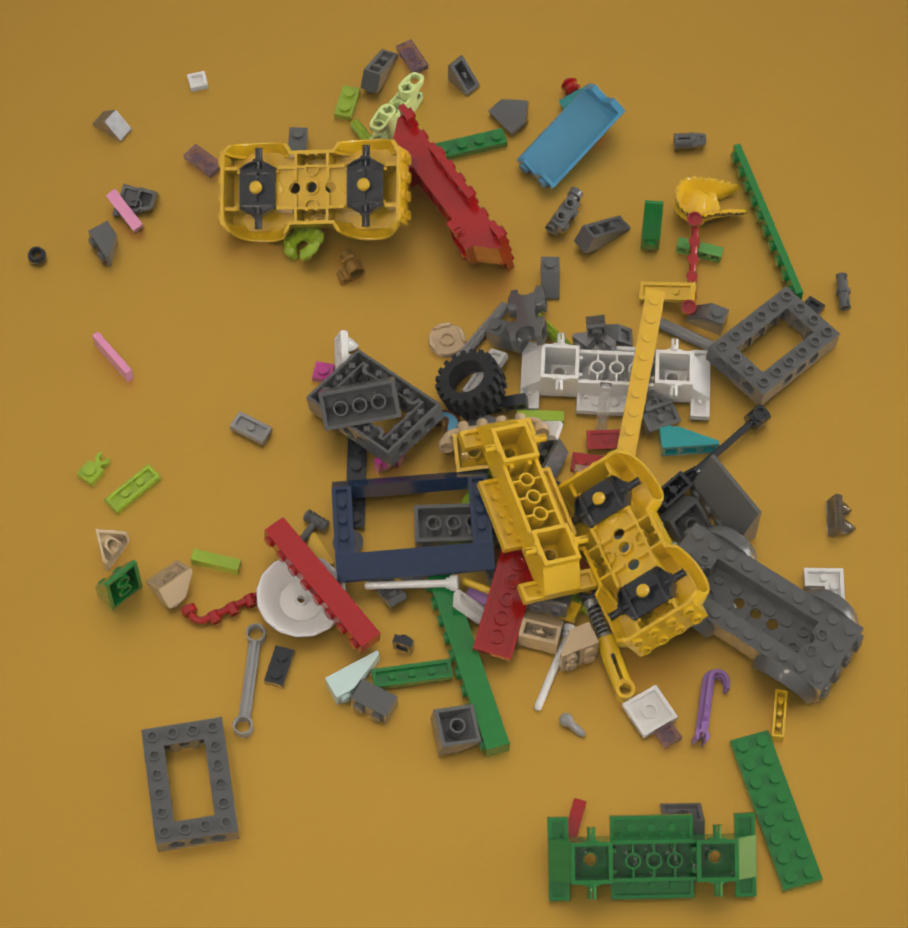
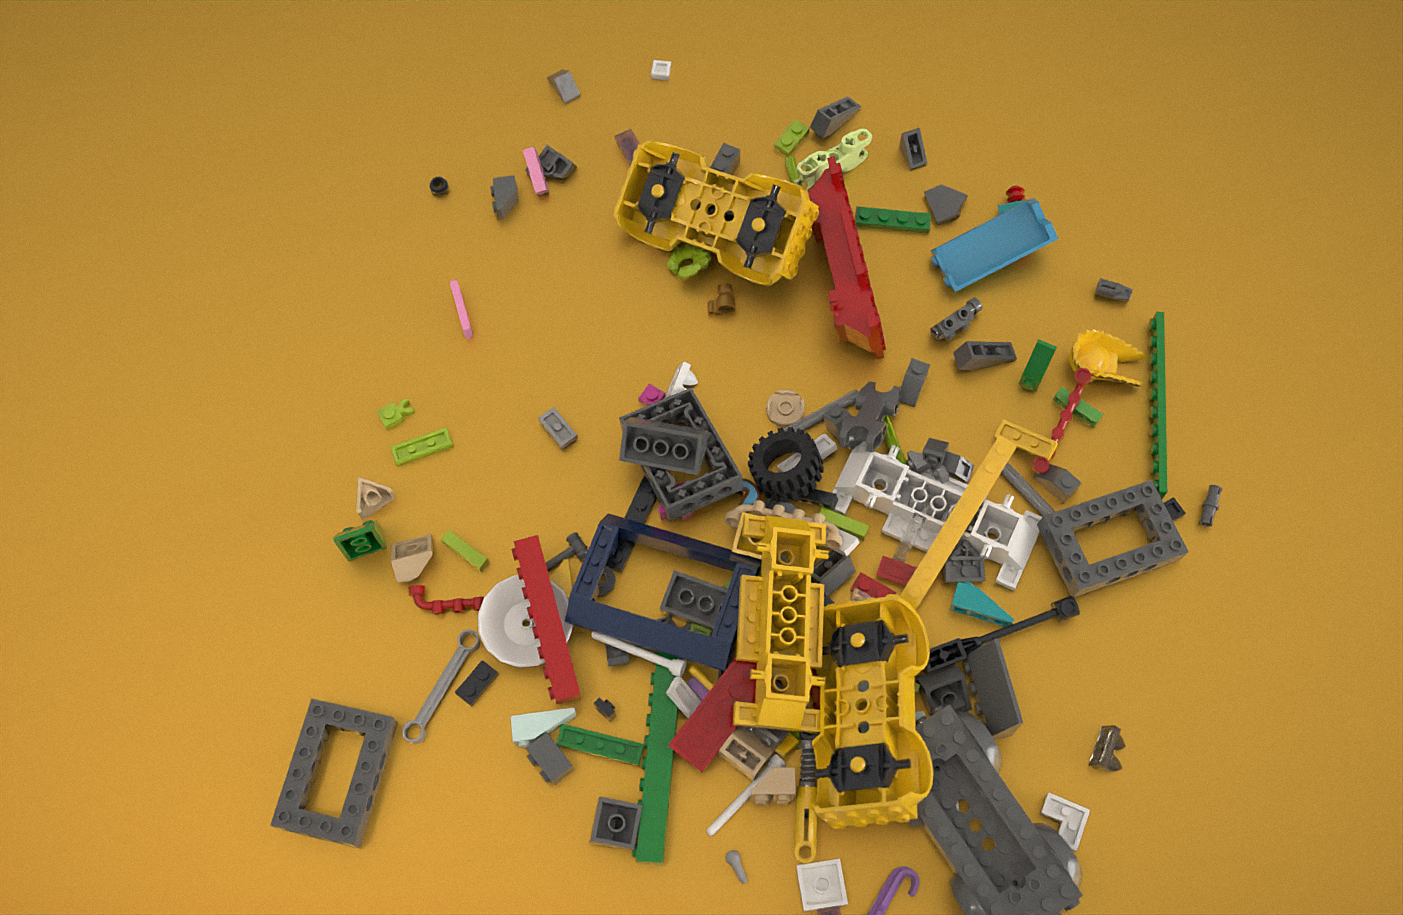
camera: 25 degrees right, 5 degrees up
(411, 56) = (872, 113): plate -> none

